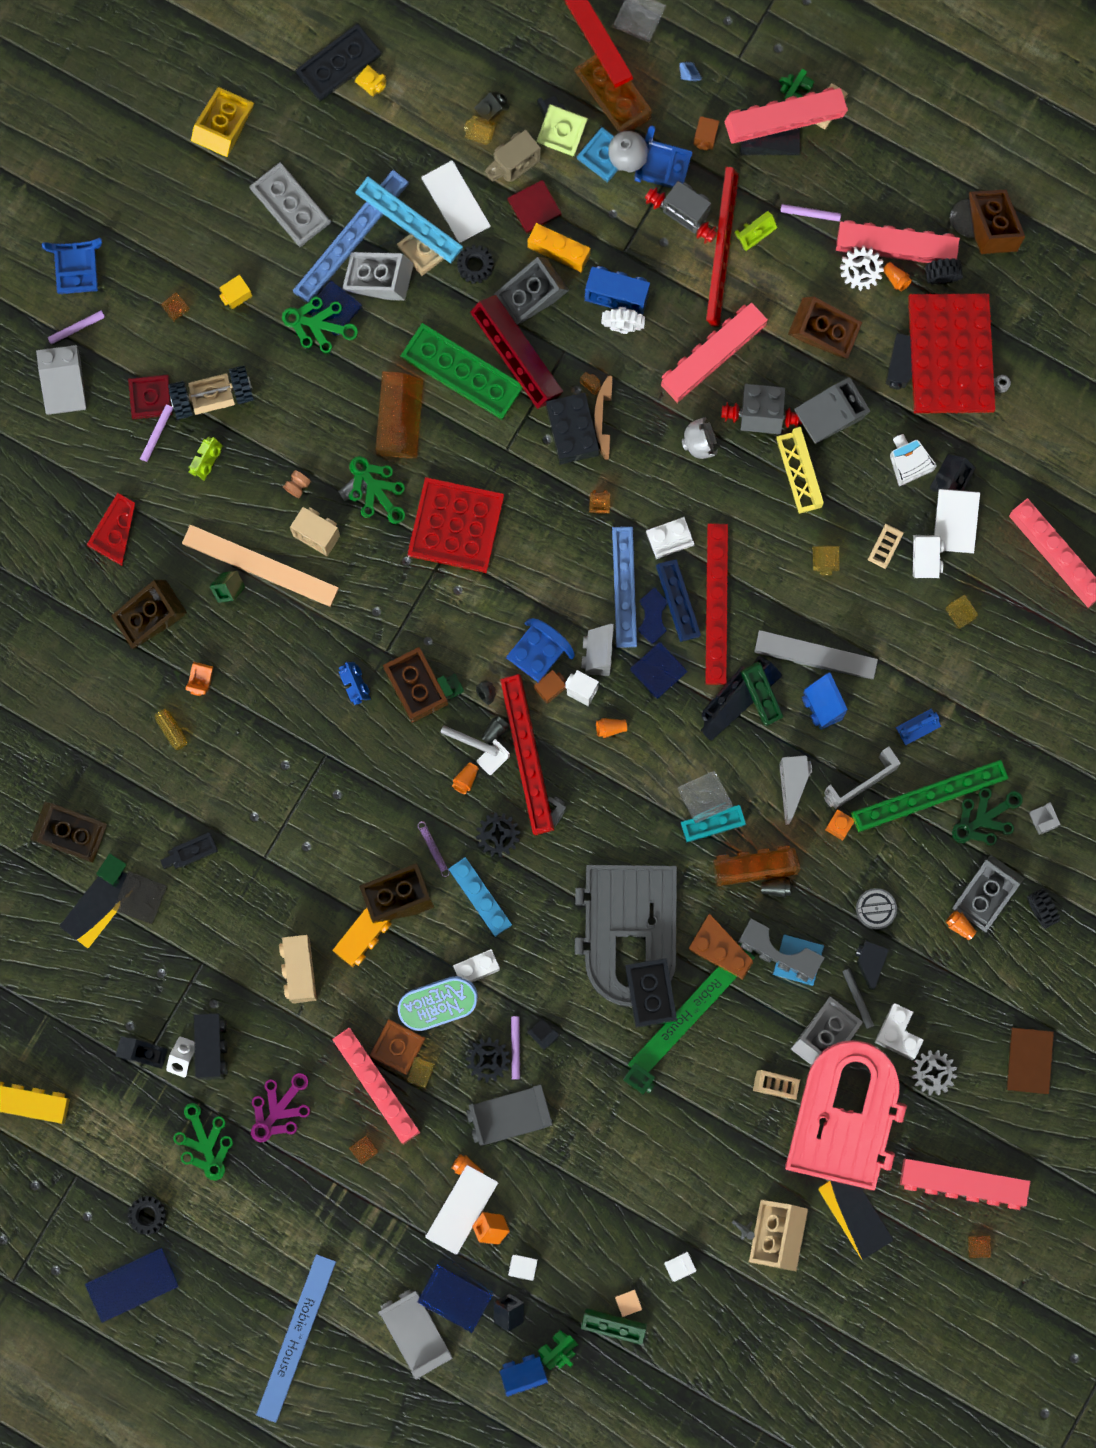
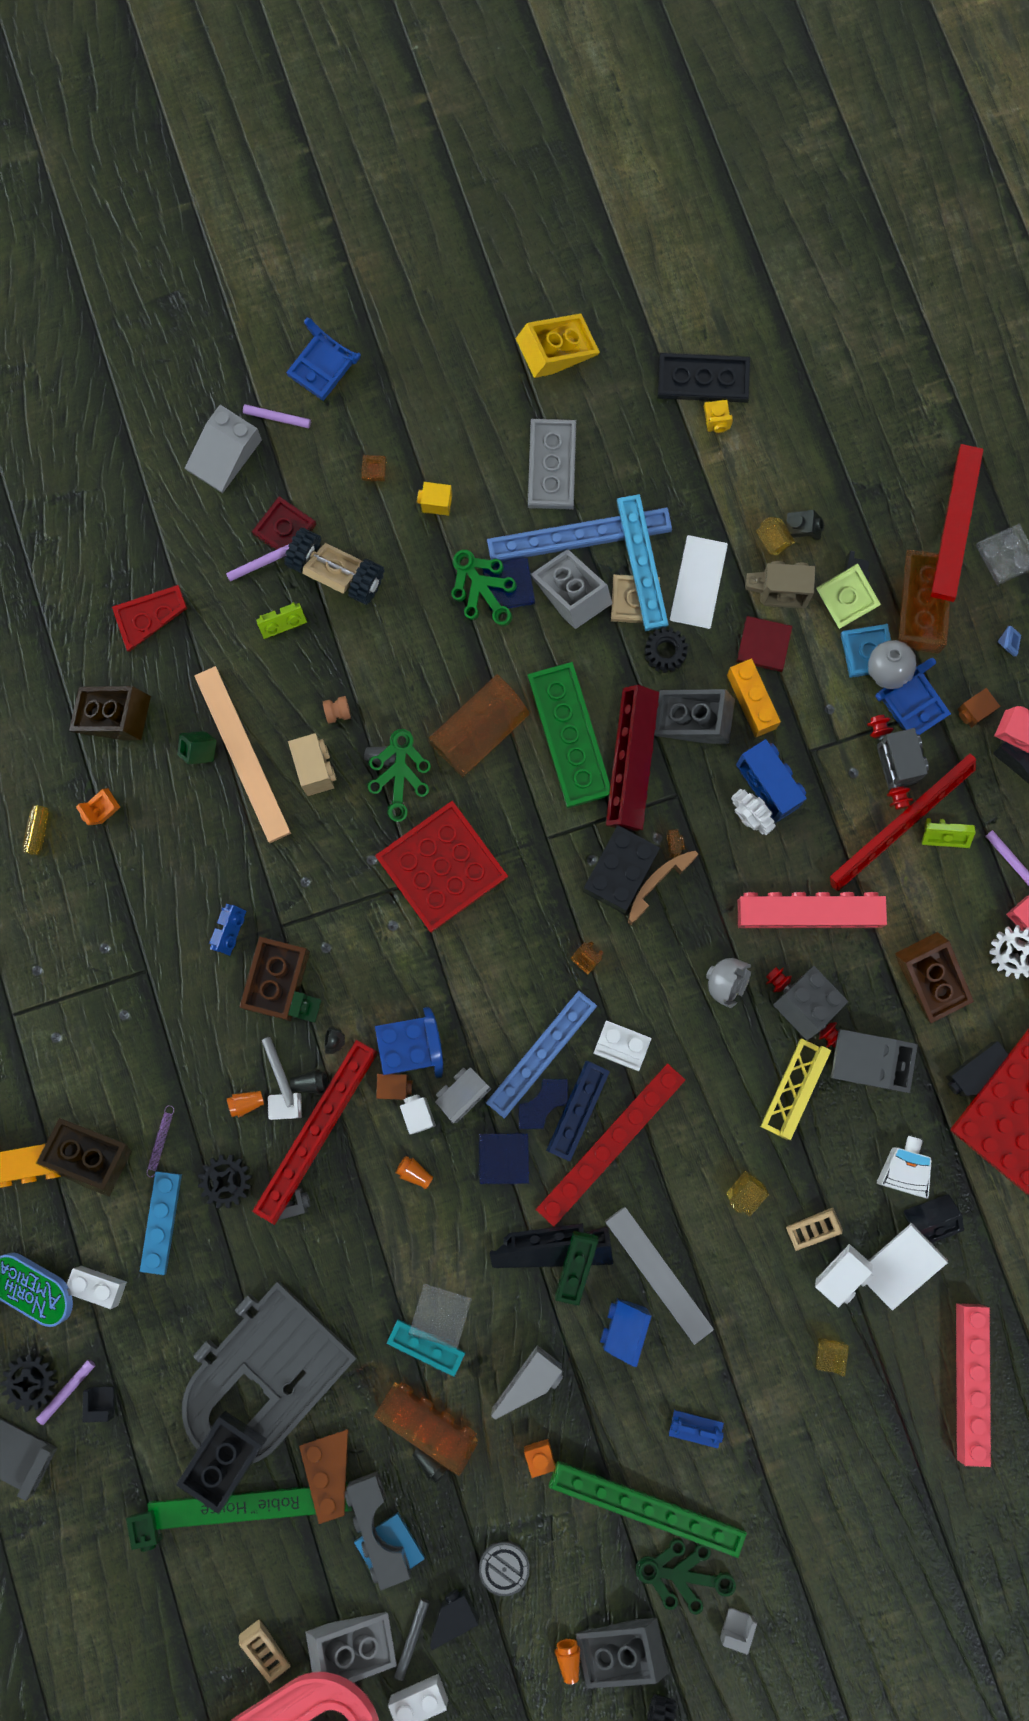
camera: 45 degrees right, 0 degrees up
(890, 762) = (635, 1449): light grey panel -> none

